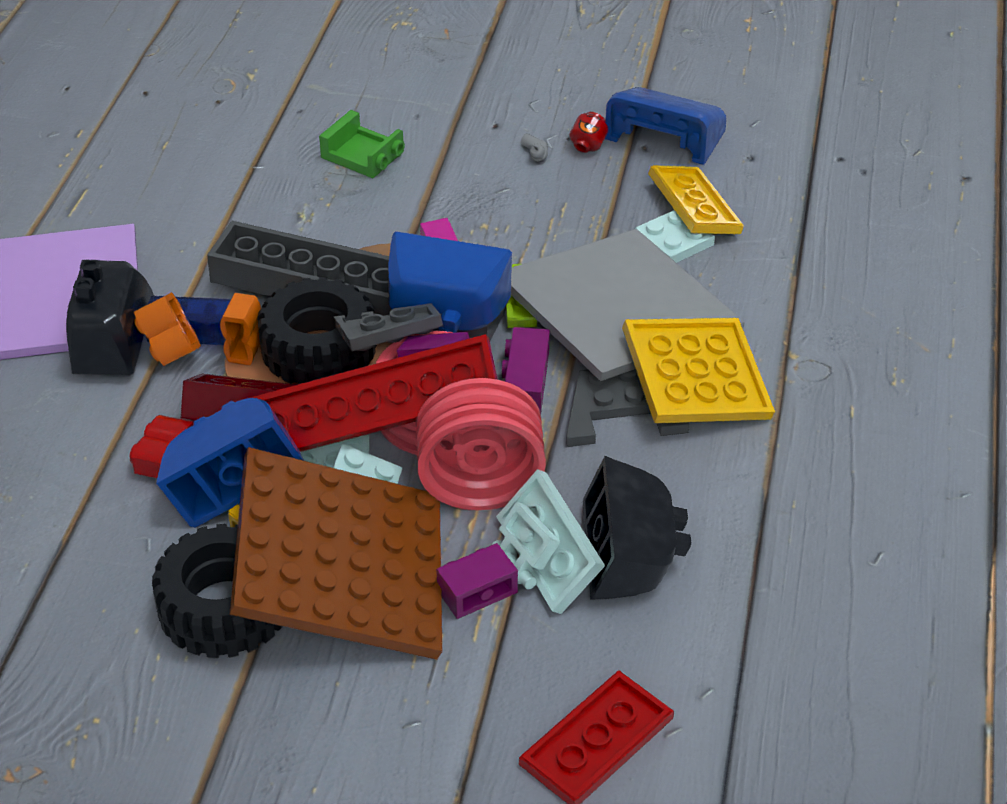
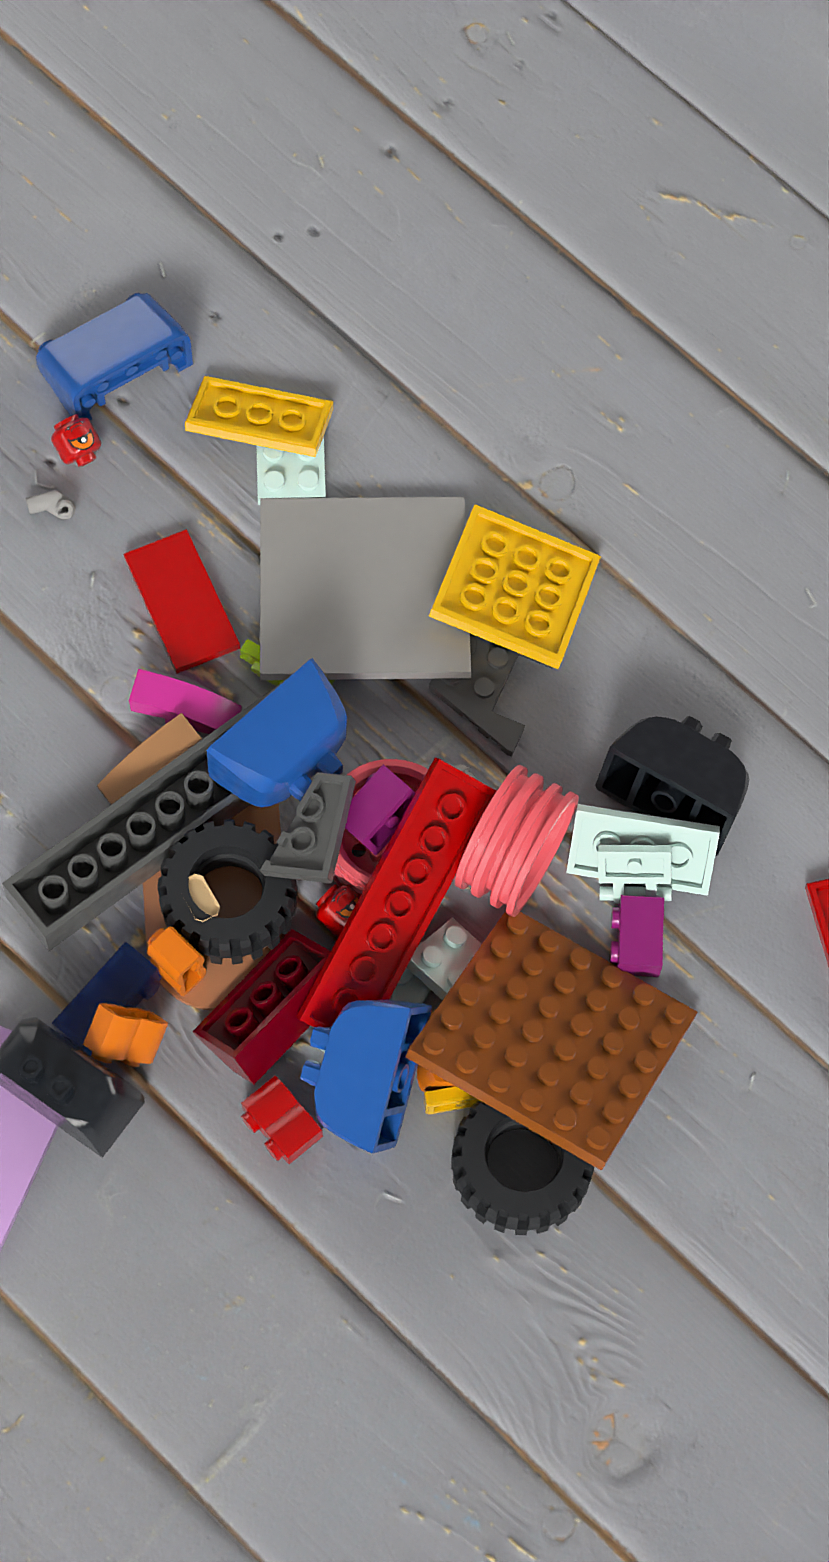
camera: 60 degrees left, 25 degrees up
(295, 308) = (203, 896): none -> tan piece
(527, 361) = (397, 727): magenta brick -> none
(530, 226) = (181, 601): none -> red tile

